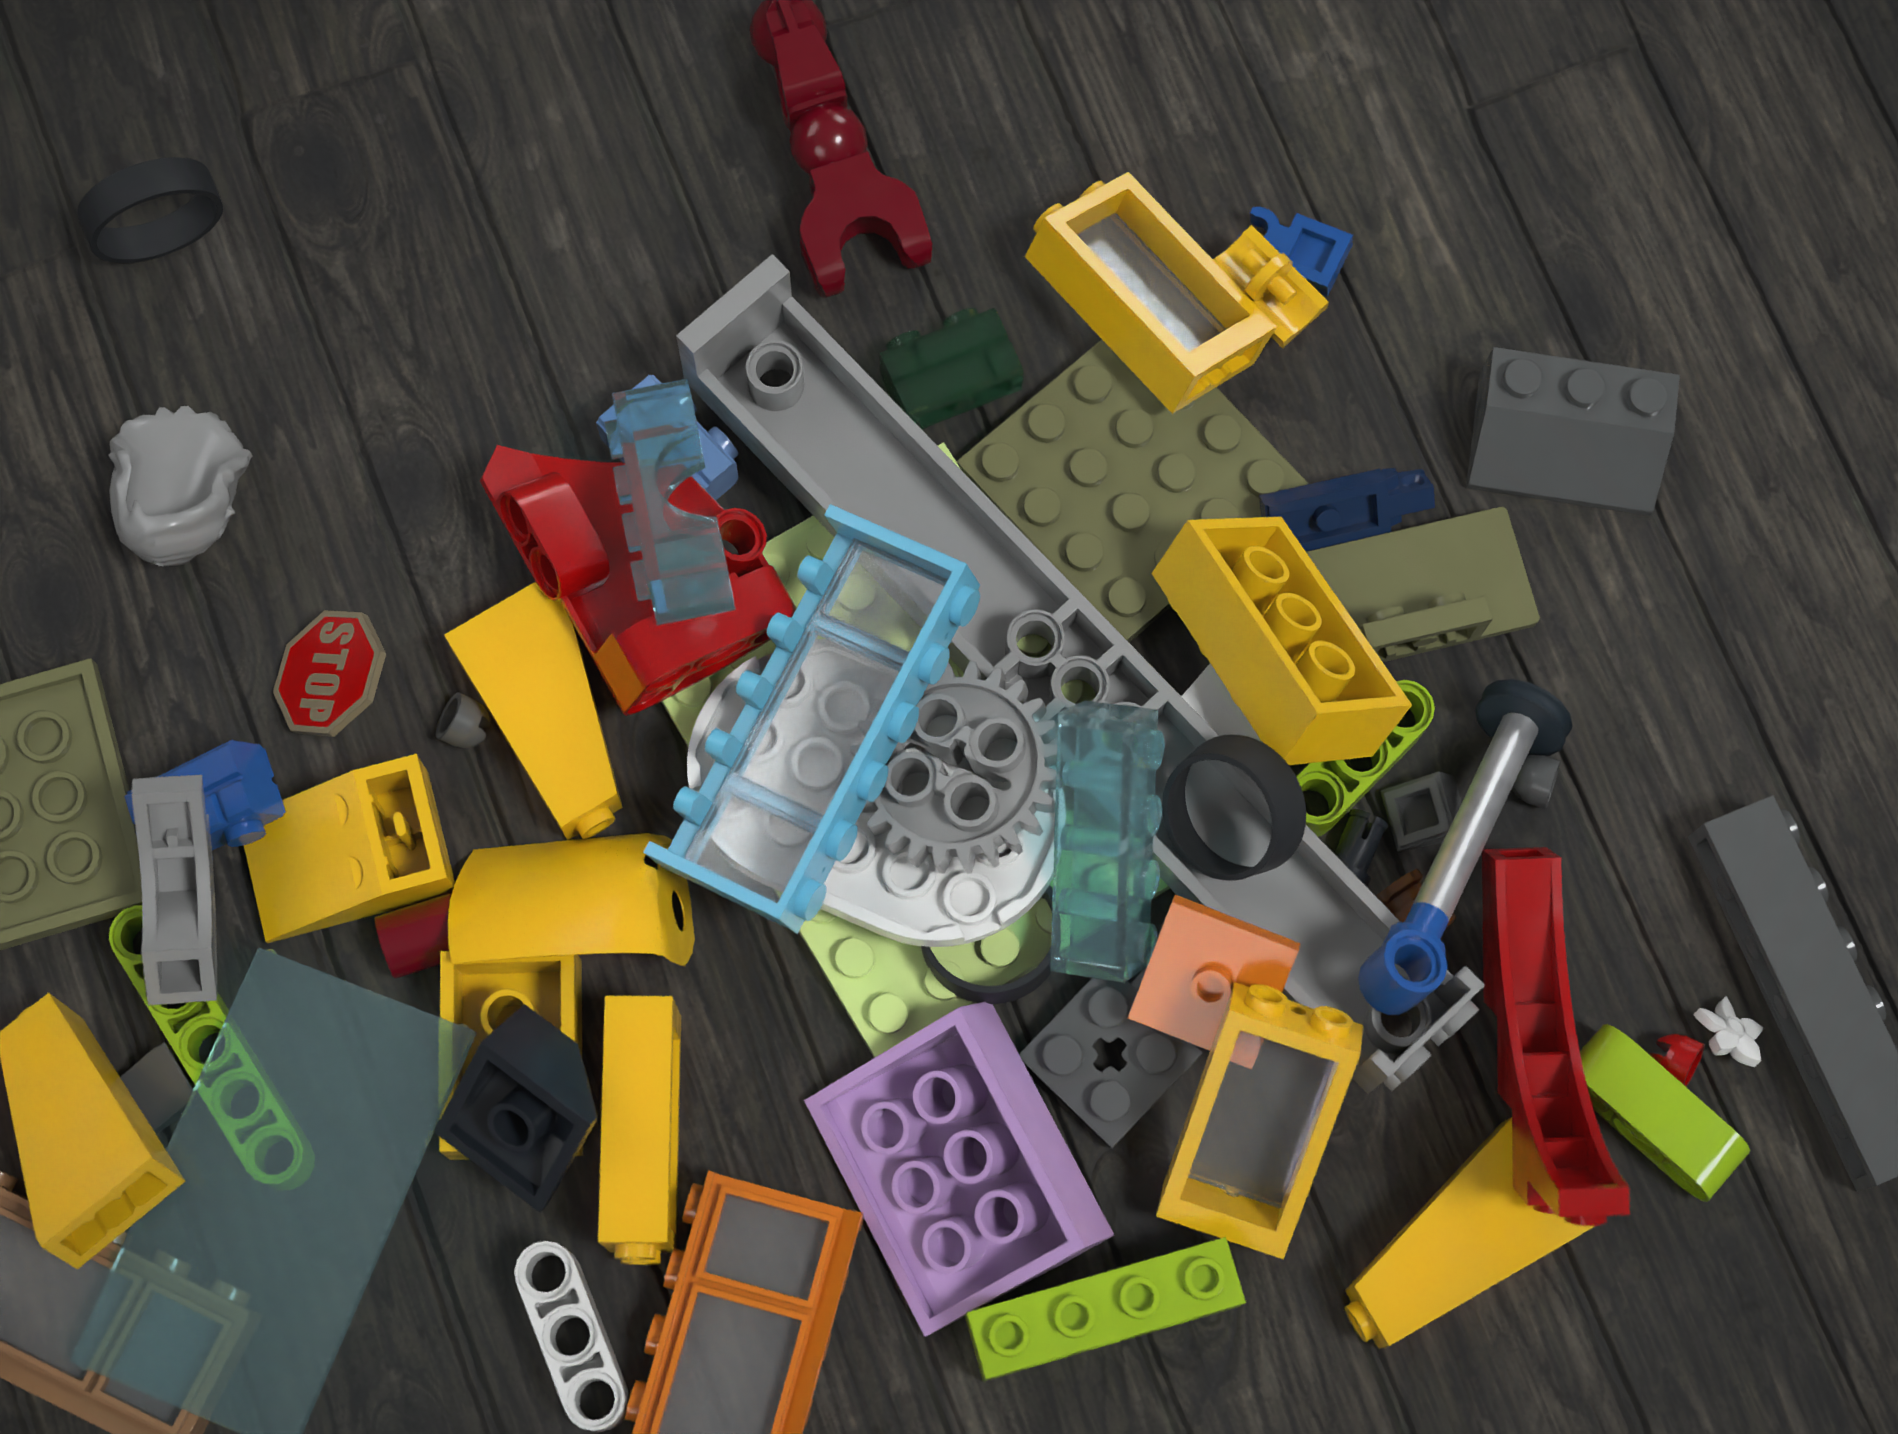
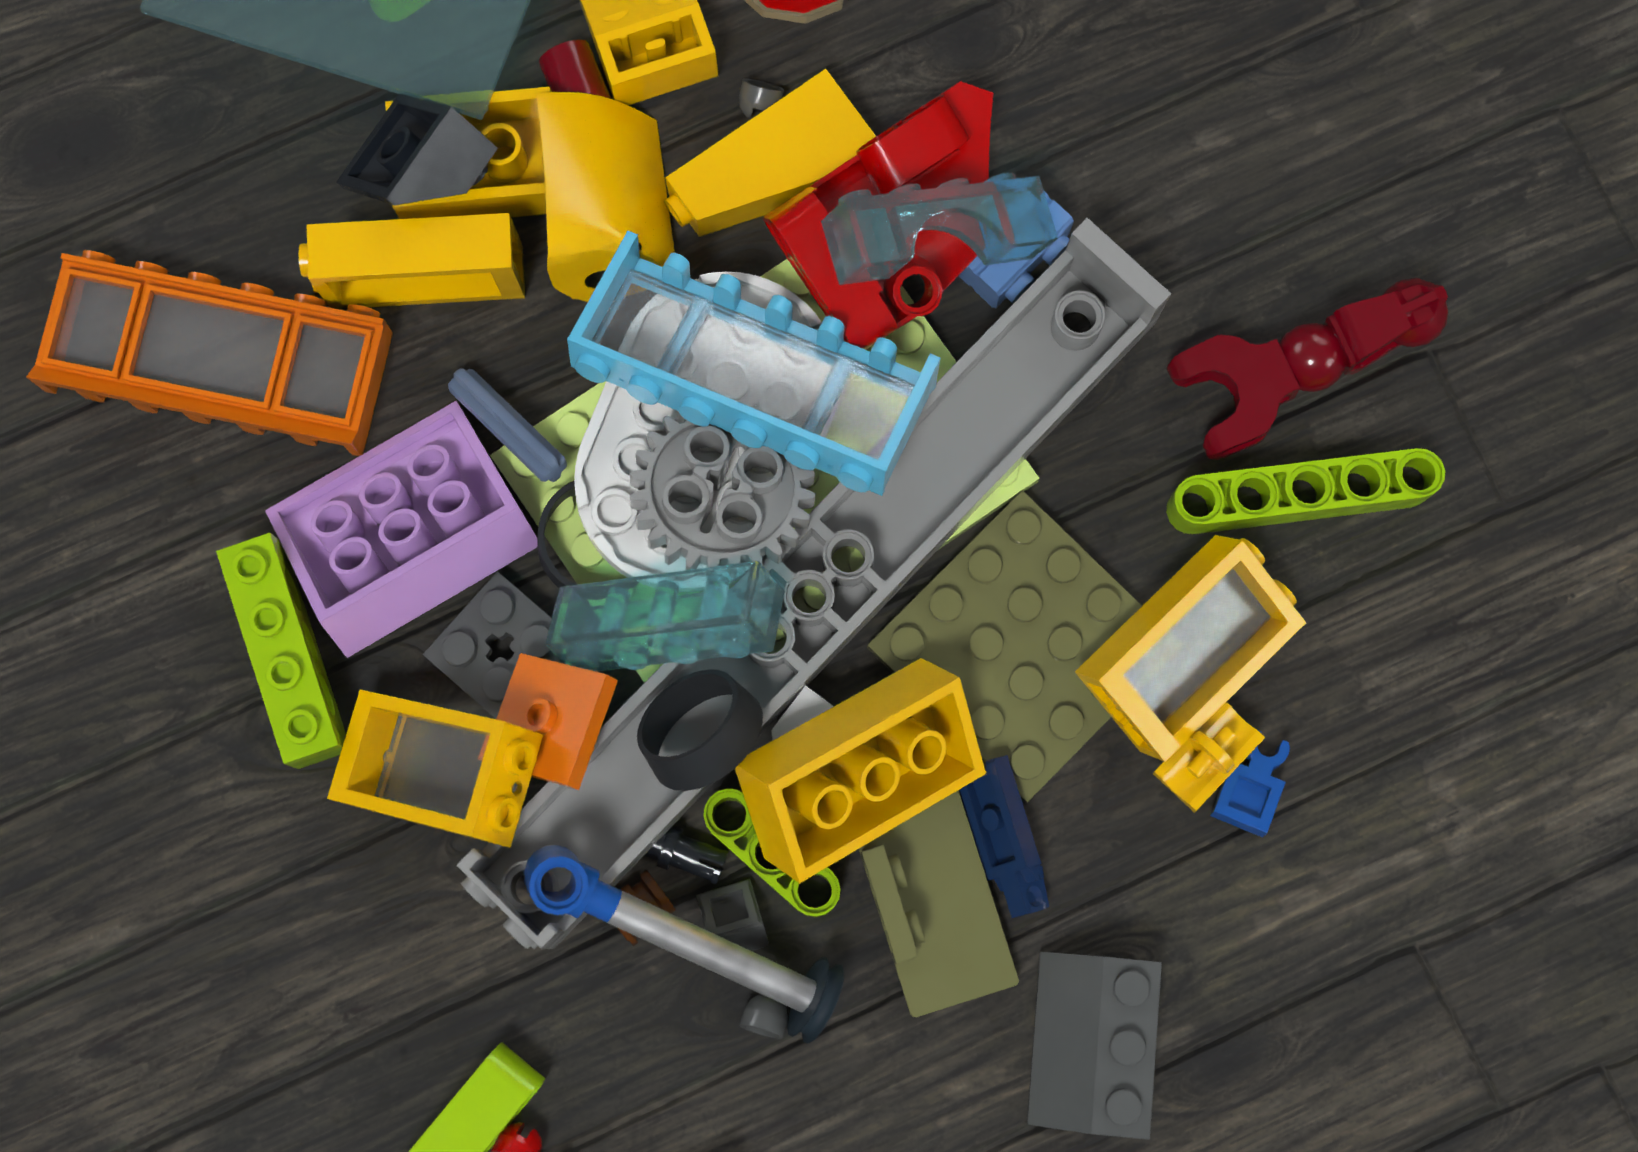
camera: 90 degrees right, 5 degrees up
(553, 1308) = (226, 226): white beam -> none
(846, 1031) = (507, 425): none -> sand blue axle
(951, 367) = (1106, 478): clear green brick -> none
(977, 138) = (1326, 476): none -> lime beam
(1454, 1247) = (356, 964): yellow slope -> none
(1555, 1134) = (502, 1012): red arch -> none

